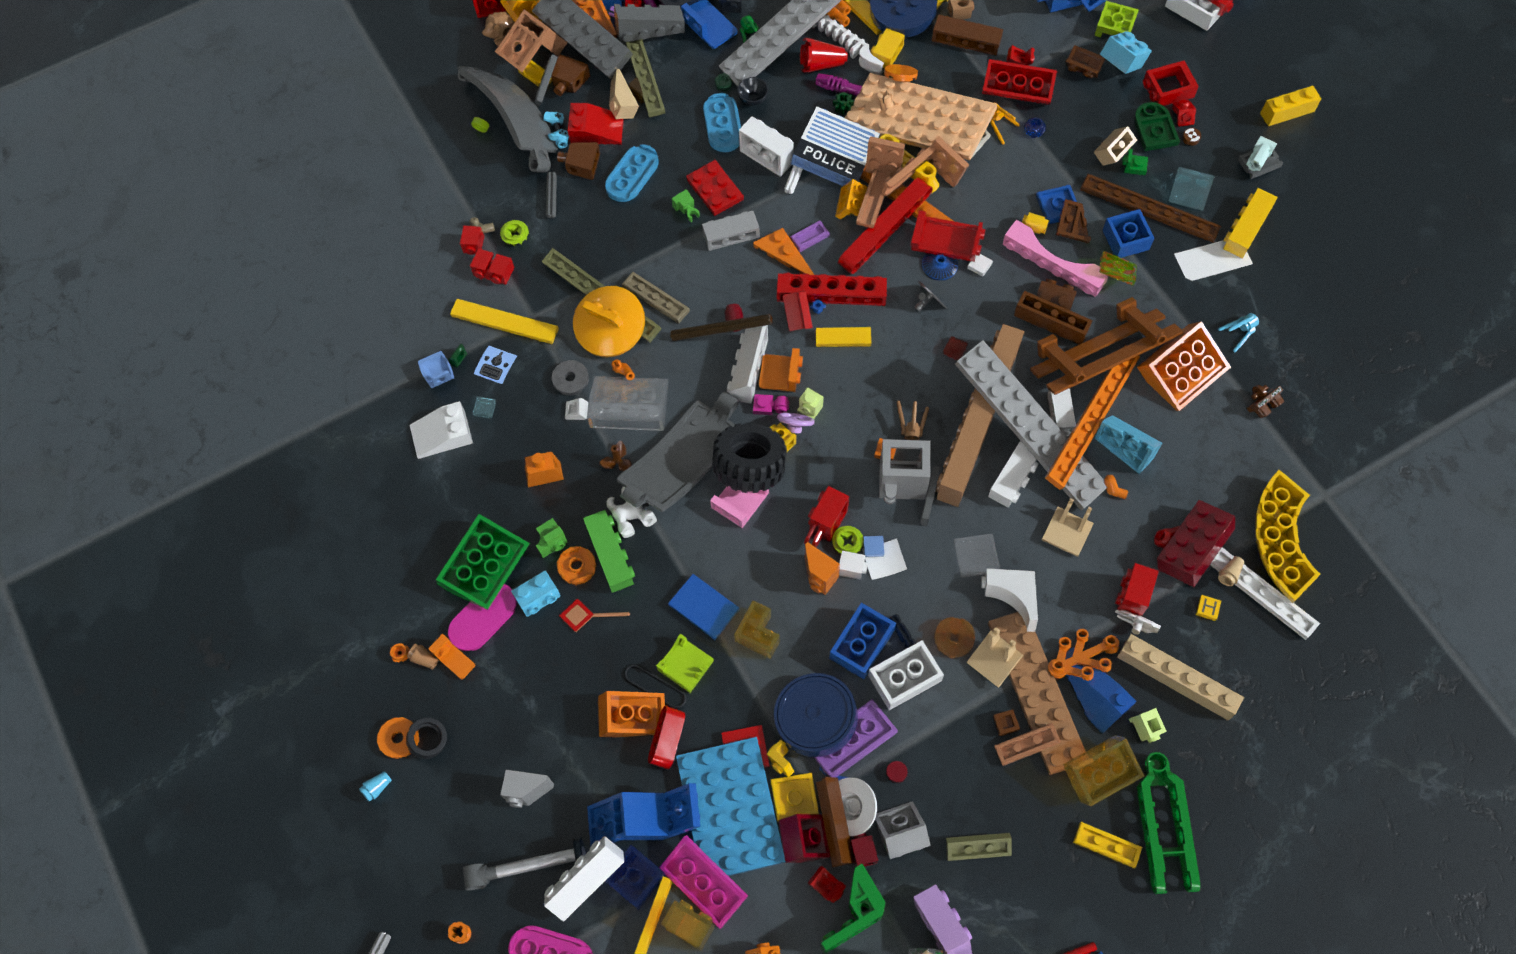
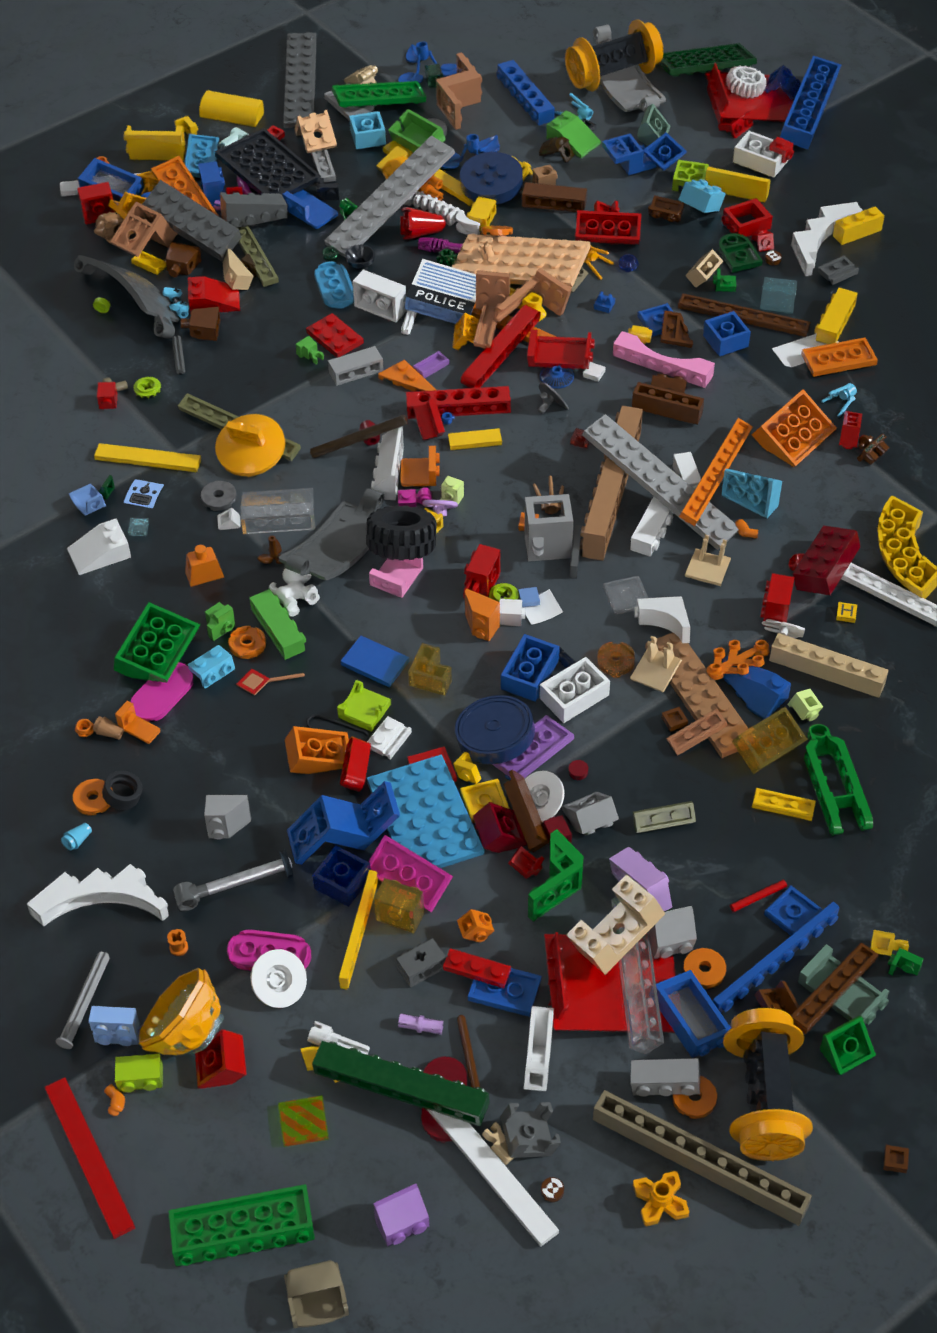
camera: 10 degrees left, 15 degrees down
(357, 857) = (69, 894): none -> white arch
(496, 270) = (134, 418): red piece -> none
(545, 80) = (160, 263): dark grey tile -> none
(583, 878) = (293, 877): white brick -> none
(623, 368) = (268, 483): orange arm -> none
(631, 173) = (253, 331): dark azure tile -> none
(656, 297) = (295, 426): dark tan tile -> none
(706, 704) = (389, 737): none -> white plate
(1002, 176) = (604, 303): none -> blue tile
(1075, 374) = (692, 436): dark orange fence -> none
(1118, 268) = (721, 359): clear neon green tile -> none
(1166, 38) = (738, 184): none -> yellow brick
(1231, 121) = (817, 230): none -> white arch
(1231, 571) = (861, 578): tan cone -> none
(1245, 372) = (850, 430): none -> red slope
(1246, 275) = (839, 357): none -> orange plate
(1261, 151) = (837, 259): light aqua piece -> none

